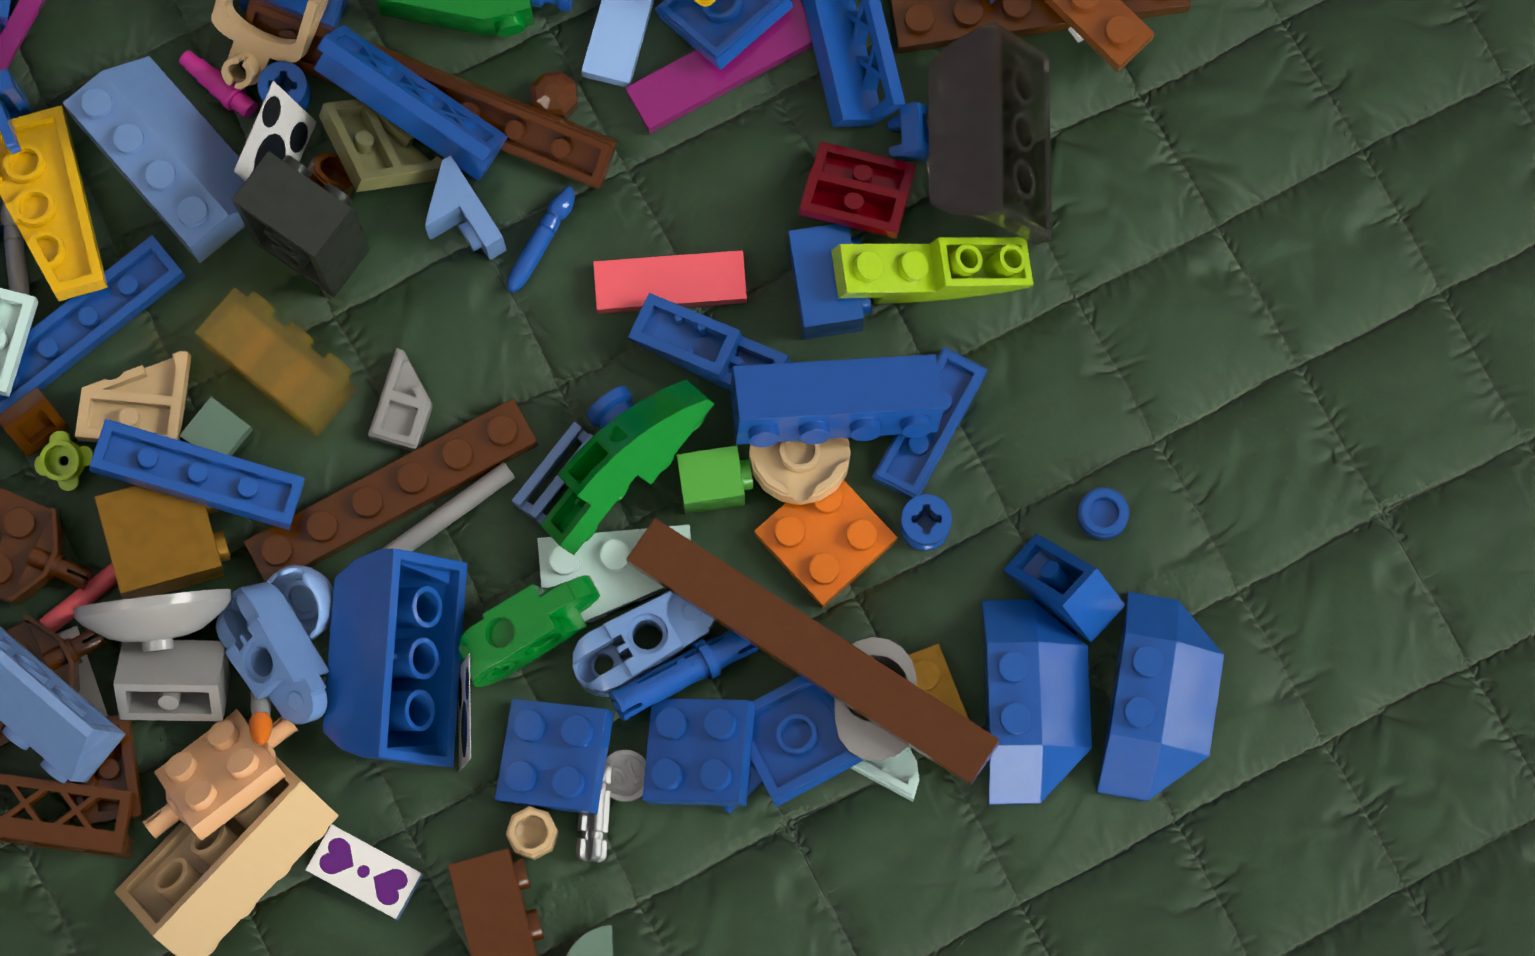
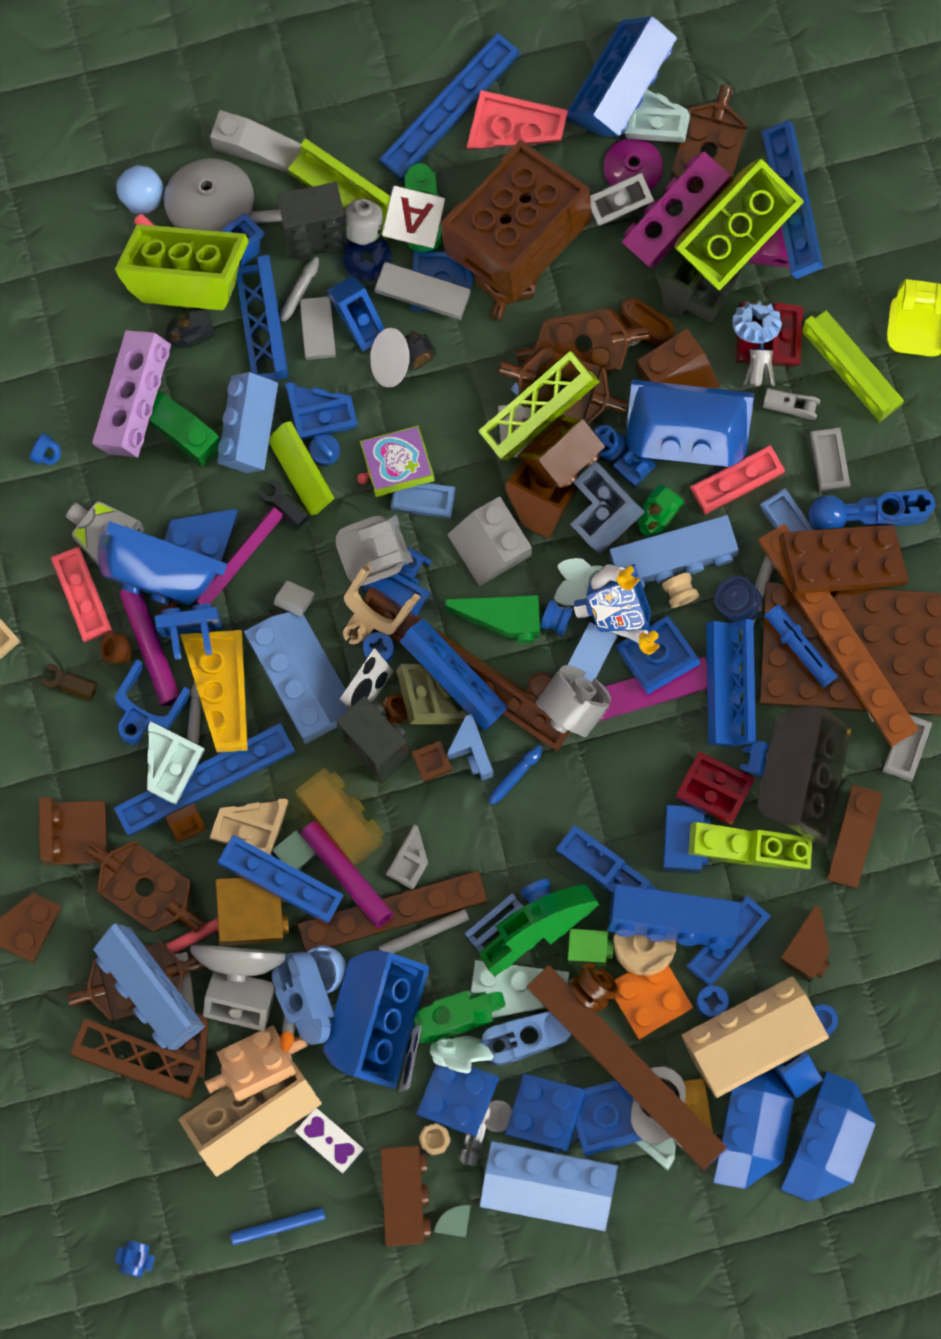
camera: 15 degrees right, 0 degrees up
(49, 463) = (190, 850): lime plate -> none
(134, 40) = (294, 598): none -> light grey tile
(212, 80) = (336, 633): dark pink animal -> none
(305, 446) = (347, 874): none -> magenta piece
(404, 245) = (431, 761): none -> reddish brown plate
(542, 687) = (459, 1053): none -> light aqua plate
(607, 101) = (574, 701): none -> light grey brick
(682, 279) = (592, 818): coral tile -> none
(701, 661) = (539, 1063): blue pin -> none
(728, 866) = (548, 1186): none -> medium blue slope
(734, 537) = (594, 987): none -> reddish brown wheel
(1004, 559) = (754, 1036): none -> tan slope
(1058, 406) = (809, 948): none -> reddish brown slope
(1091, 218) = (854, 836): none -> reddish brown slope
(1142, 80) = (905, 756): none -> light grey tile

